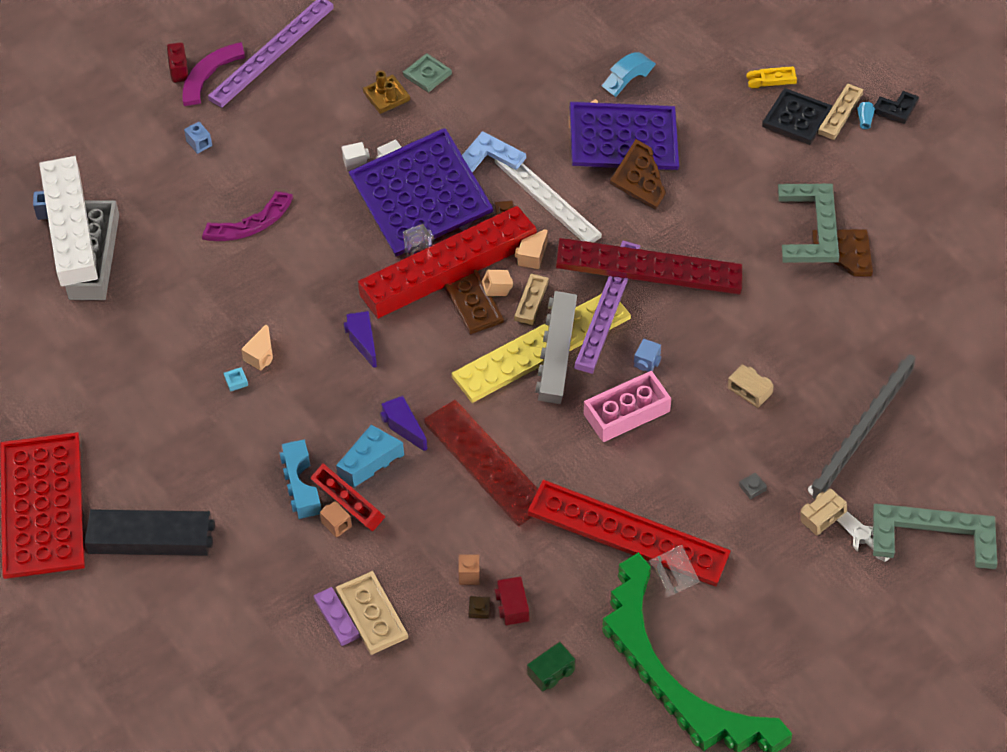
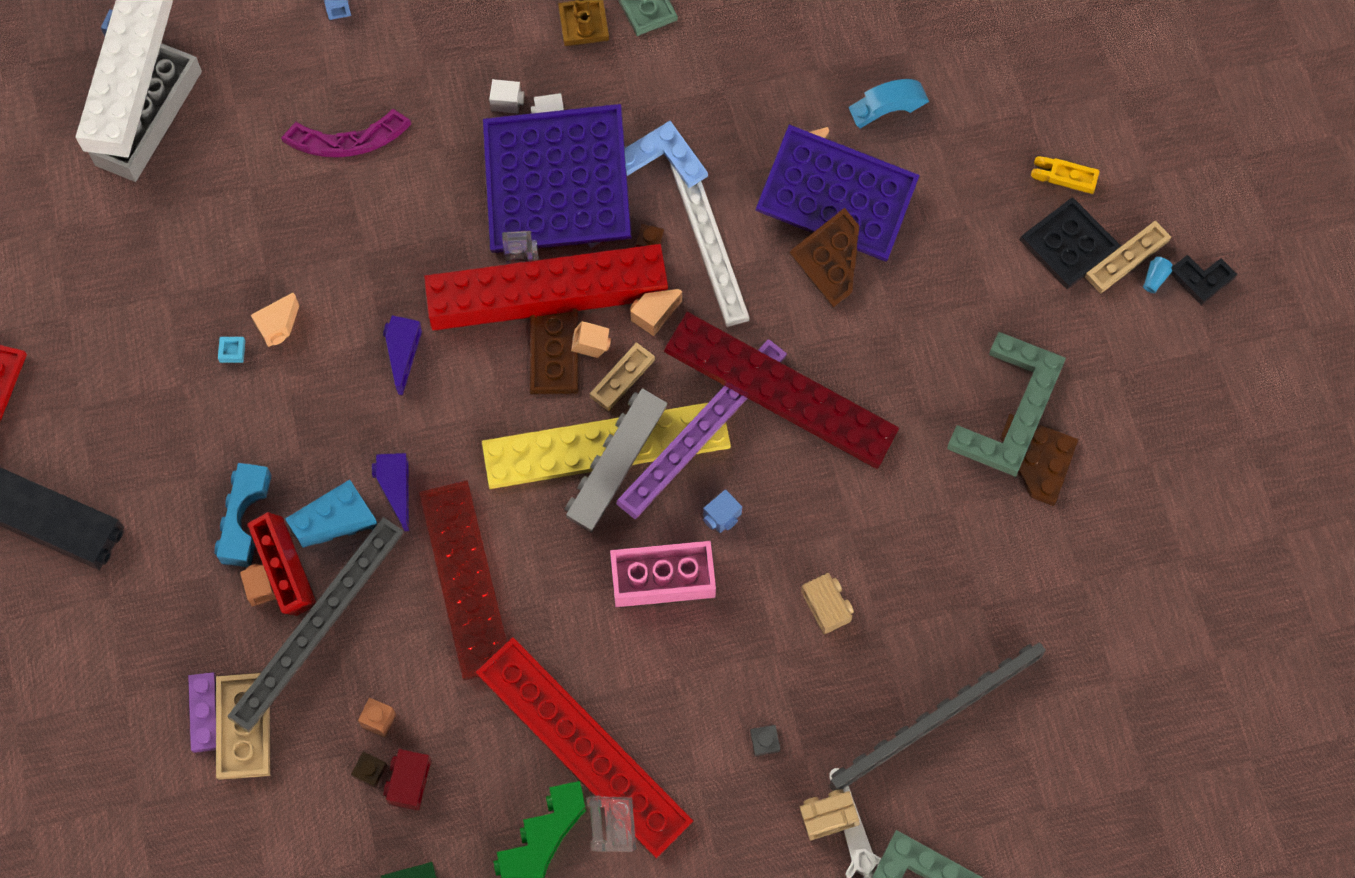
camera: 20 degrees right, 15 degrees up
(392, 527) = (315, 625): none -> dark grey plate

